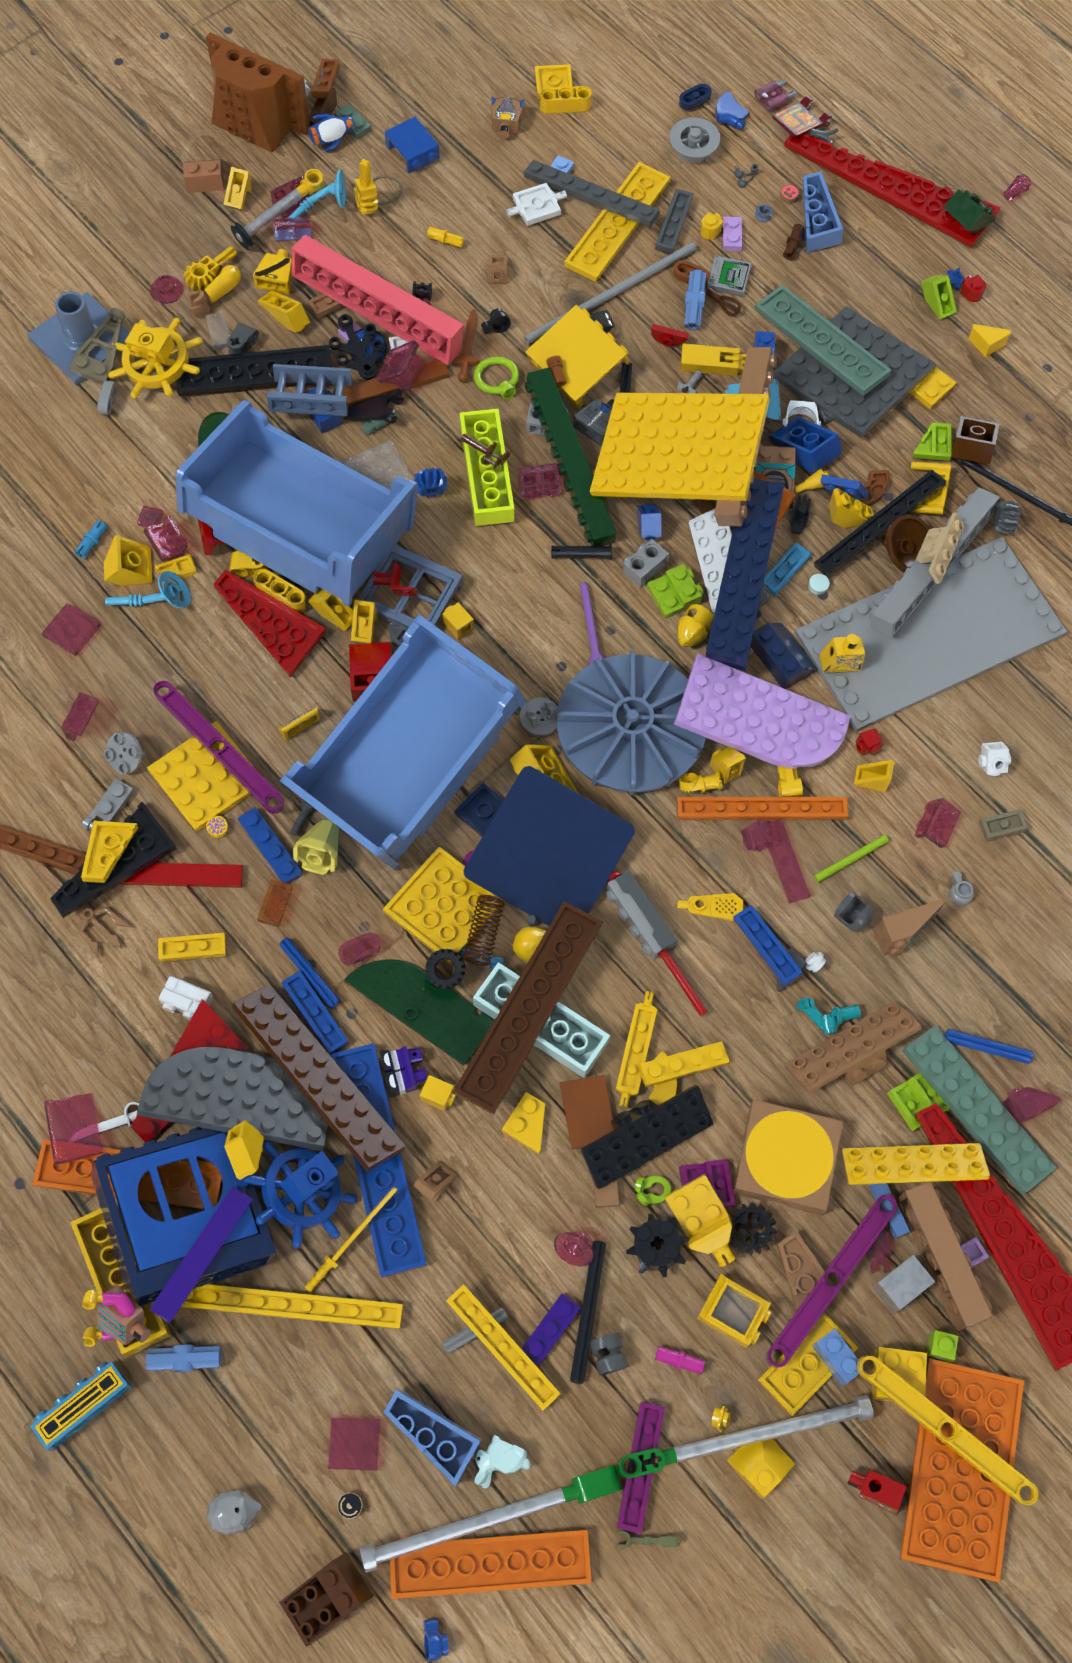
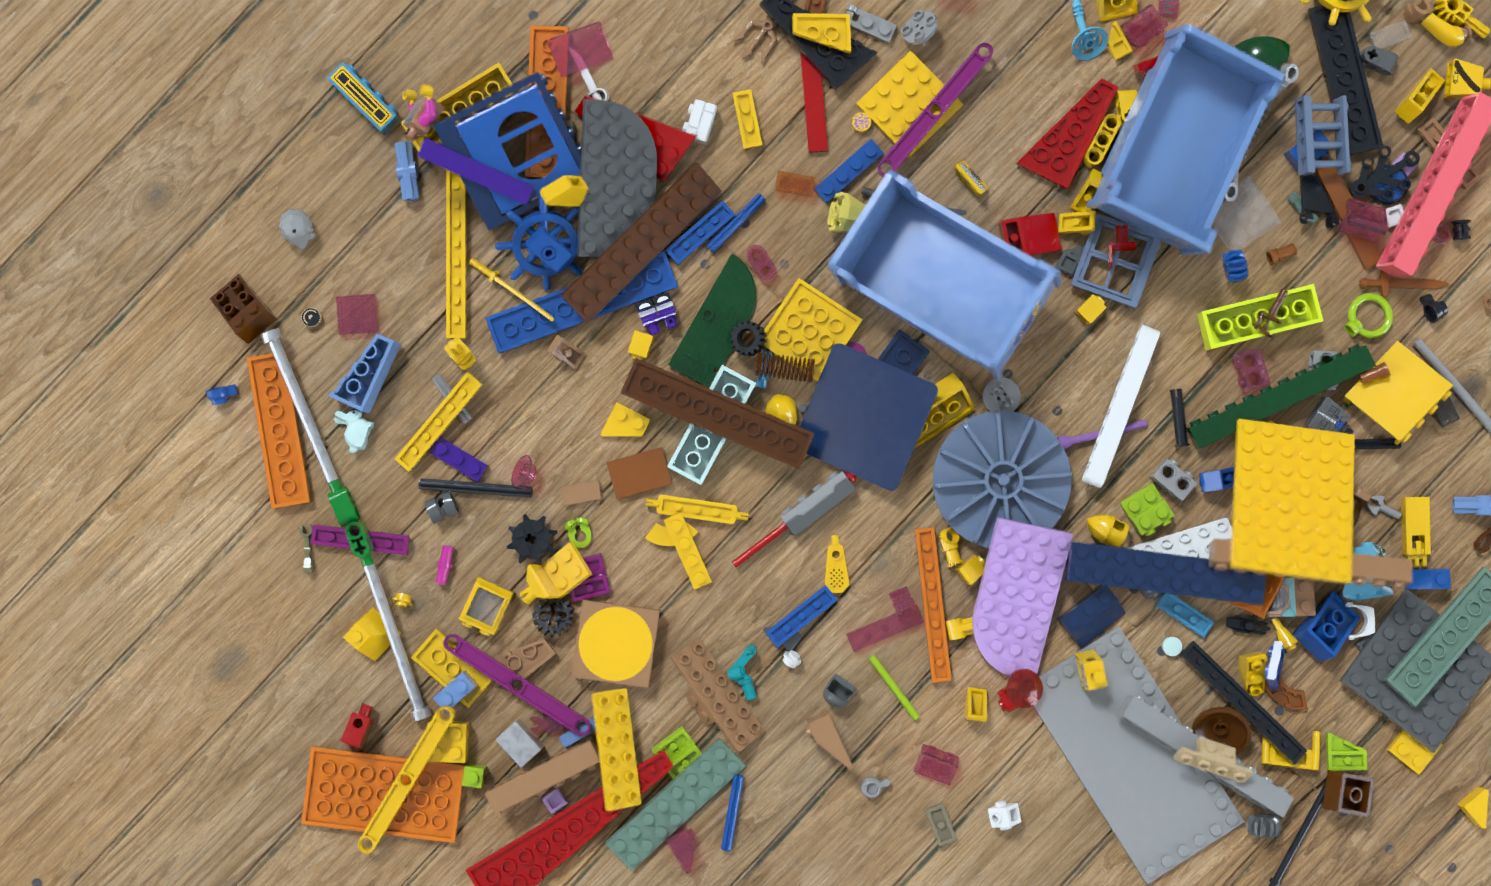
camera: 85 degrees right, 20 degrees up
(420, 1310) = (460, 353): none -> yellow gear
(424, 446) = (1276, 255): none -> dark orange pin
(564, 601) = (1120, 406): none -> white beam
(645, 1134) = (622, 521): black bracket -> none
(668, 336) = (1436, 482): red plate -> none
(858, 722) = (1024, 688): none -> clear red dish

